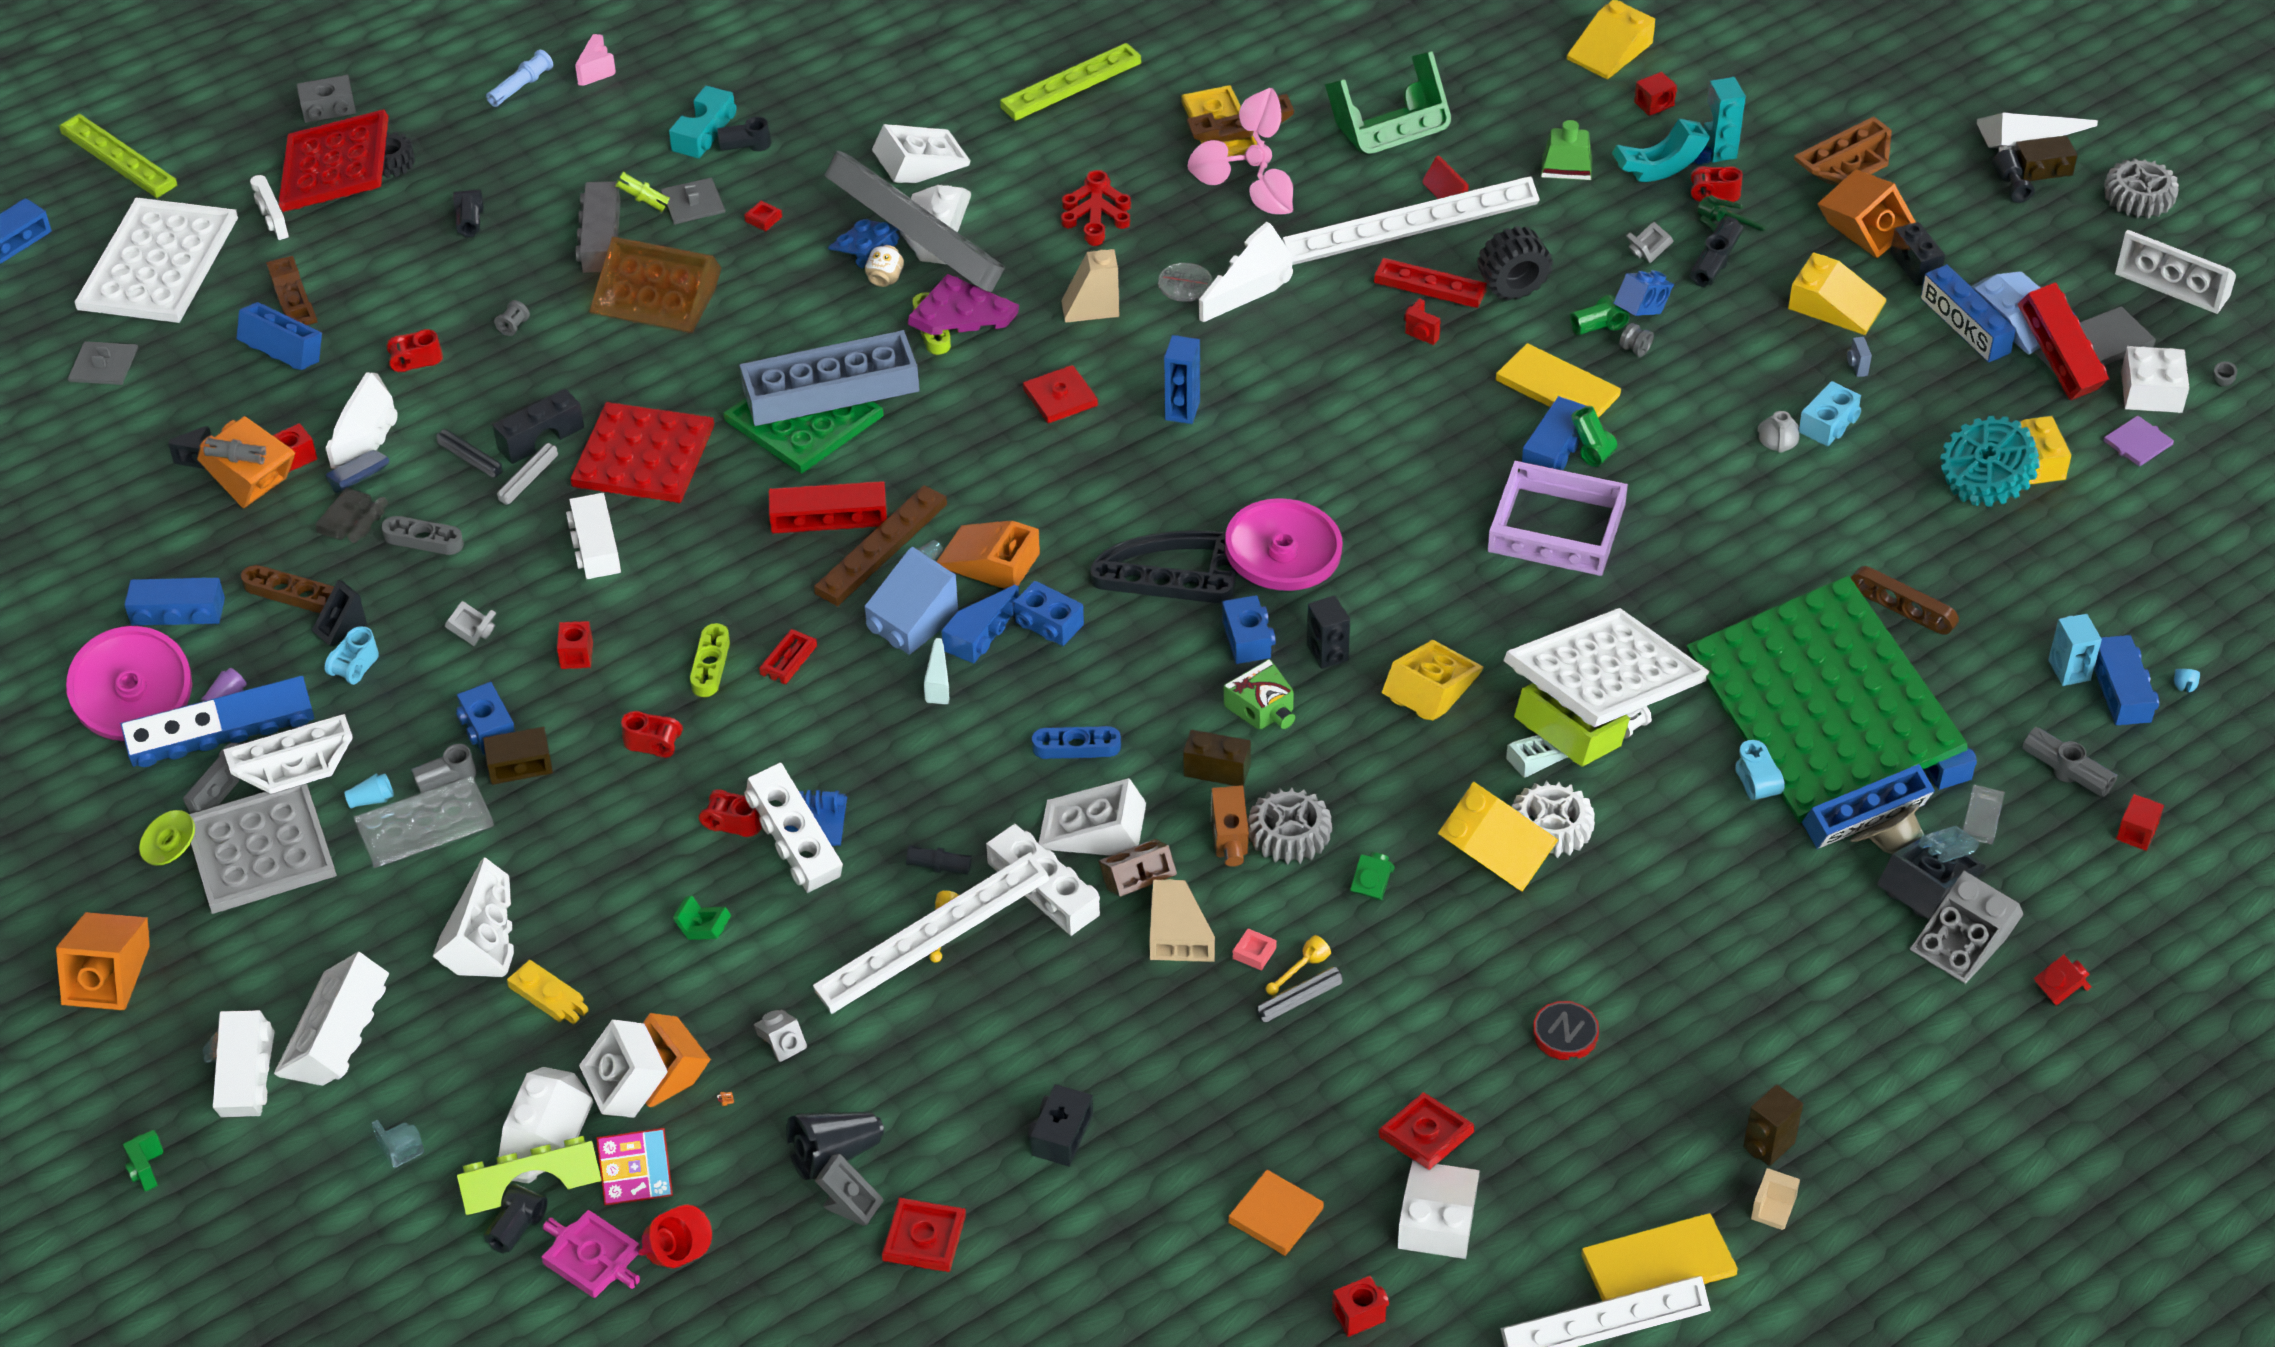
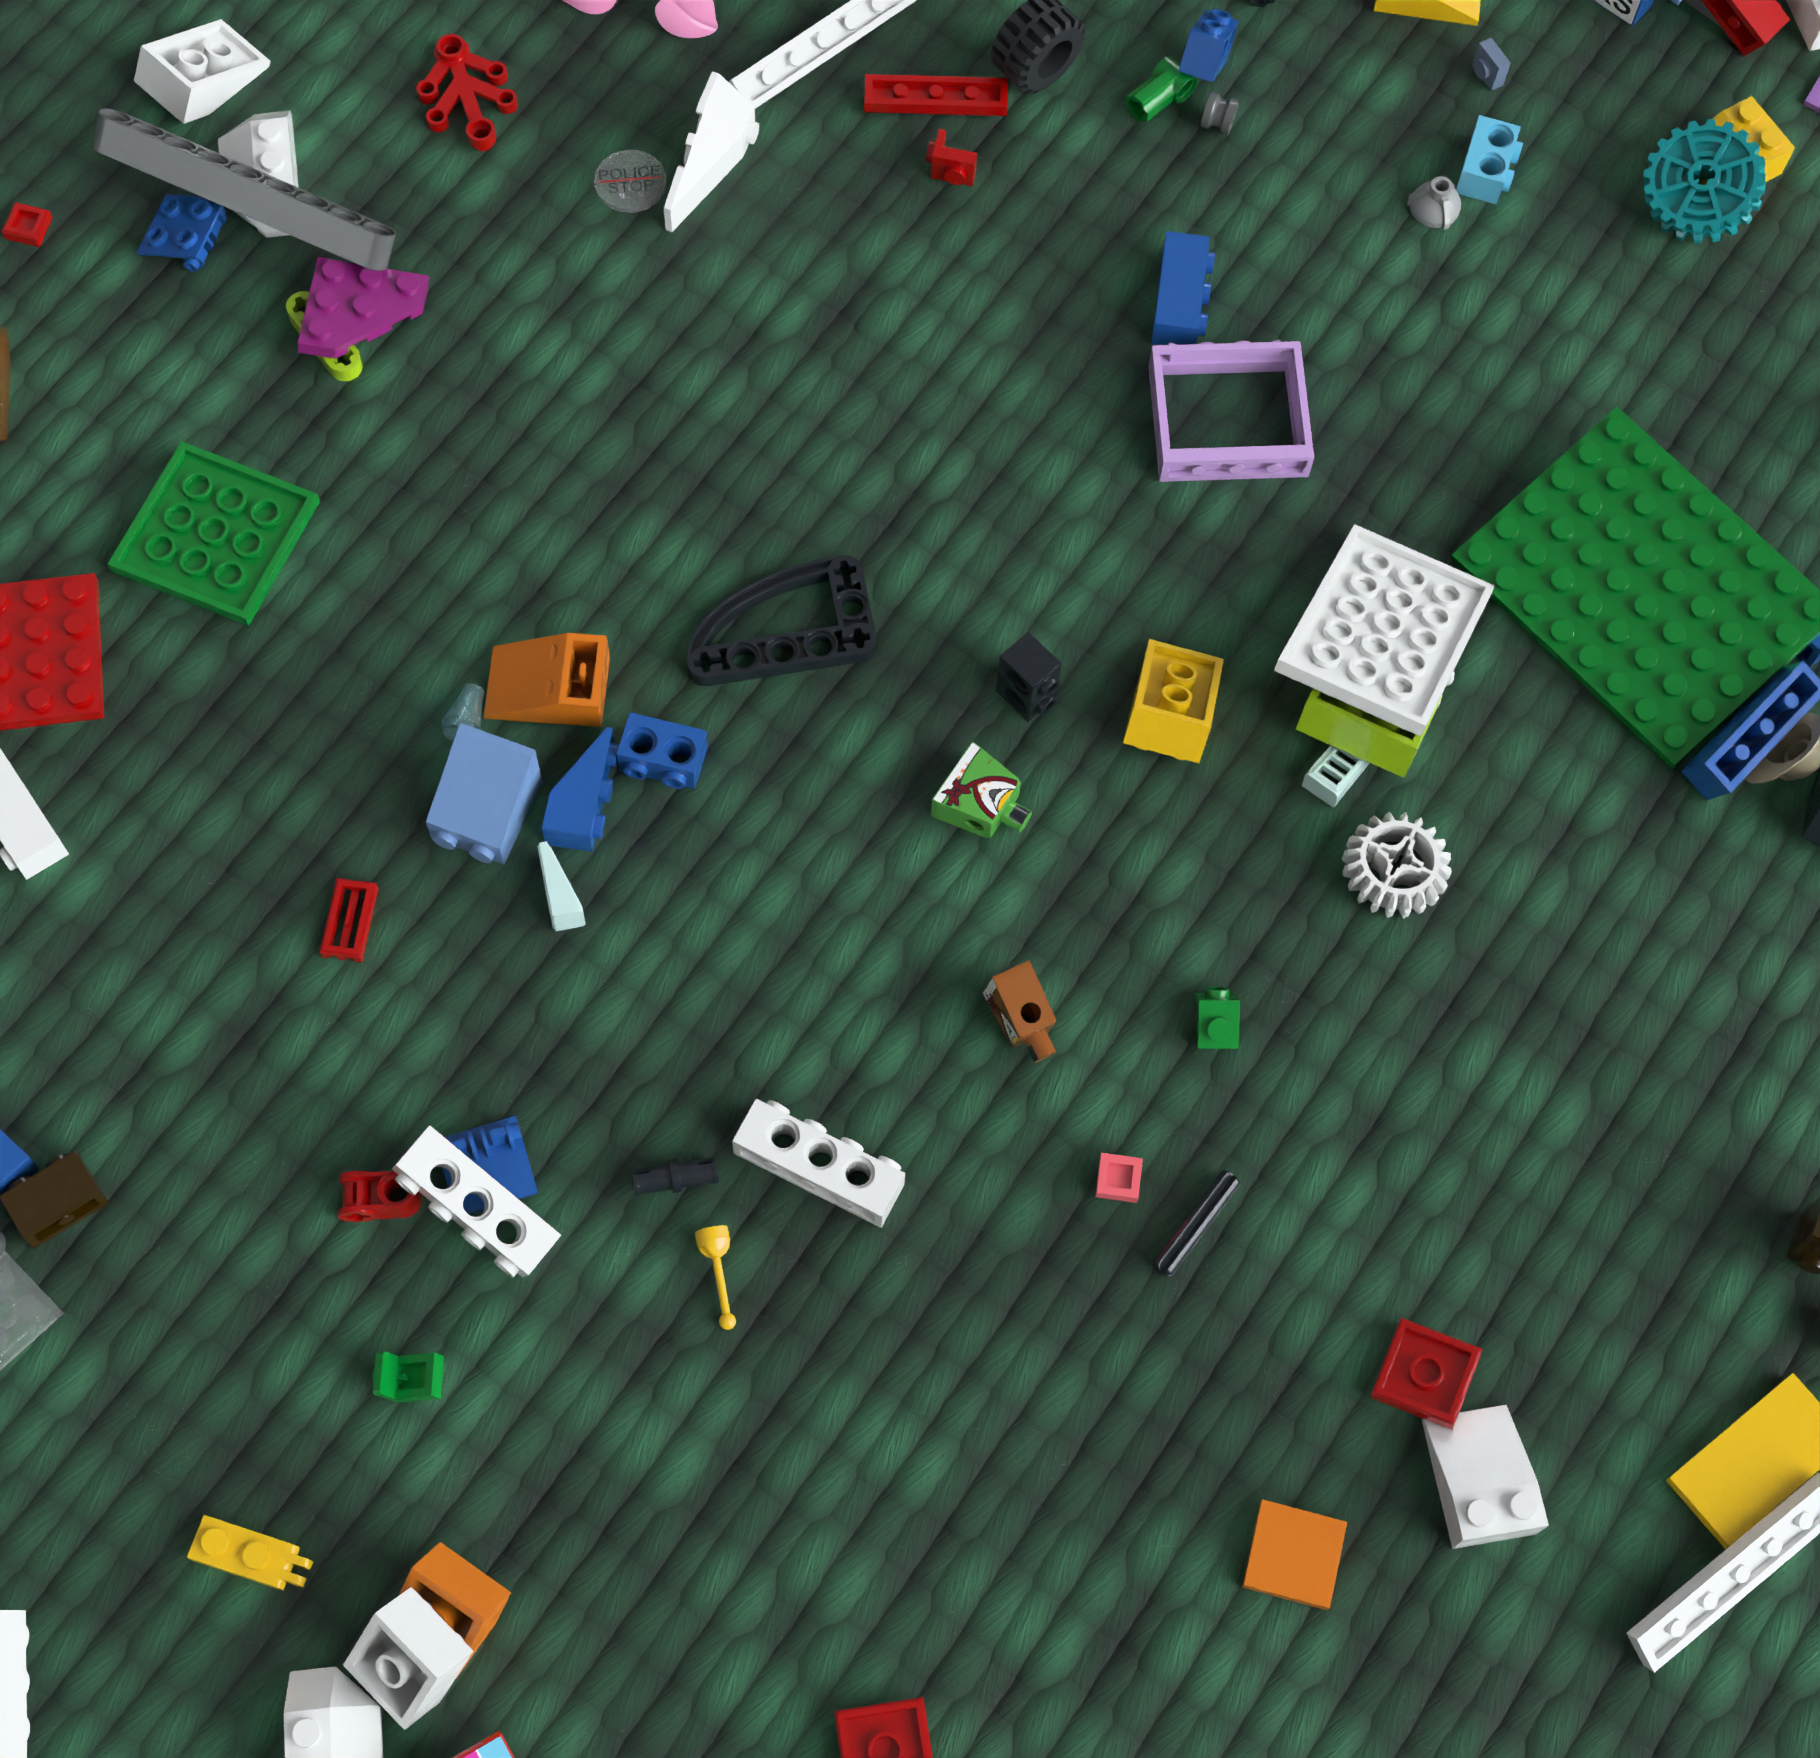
camera: 25 degrees left, 20 degrees up
(478, 929) = (115, 1498): white wedge -> none
(575, 645) = (68, 1009): red brick -> none
(648, 733) = (223, 1106): red piece -> none
(715, 669) = (264, 984): lime beam -> none
(726, 1098) = (547, 1631): orange piece -> none
(781, 1033) = (580, 1512): light grey bracket -> none
(827, 507) = (308, 672): red brick -> none
(827, 1134) = (717, 1660): black cone -> none
(829, 377) = (233, 476): sand blue brick -> none
(848, 1191) = (769, 1727): dark grey slope -> none
(880, 545) = (399, 708): reddish brown plate -> none
(884, 265) = (226, 264): head -> none
(930, 932) = (716, 1302): white plate -> none
(1060, 394) = (537, 399): red plate -> none
(1061, 1125) = (1000, 1502): black brick -> none
(1066, 734) = (742, 936): blue beam -> none
(1093, 289) = (521, 230): tan slope -> none
(1094, 820) = (845, 1053): white slope -> none
(1137, 867) = (933, 1109): brick -> none
(1178, 925) = (1011, 1172): tan slope -> none
(1182, 379) = (698, 345): blue brick -> none
(1216, 758) = (962, 908): dark brown brick -> none
(1247, 629) = (923, 718): blue brick -> none
(1283, 544) = (917, 557): dark pink dish -> none
(1290, 834) = (1104, 985): light grey gear -> none
(1314, 951) = (1191, 1156): yellow hinge -> none
(1355, 1317) = (1436, 1671): red brick -> none
(1498, 836) = (1352, 919): yellow slope -> none
(1547, 377) = (1145, 202): yellow tile -> none
(1565, 1030) = (1527, 1165): tile -> none
(1596, 441) = (1232, 281): green piece -> none
(1758, 771) = (1607, 719): medium azure piece -> none
(1869, 579) = (1713, 419): reddish brown beam -> none

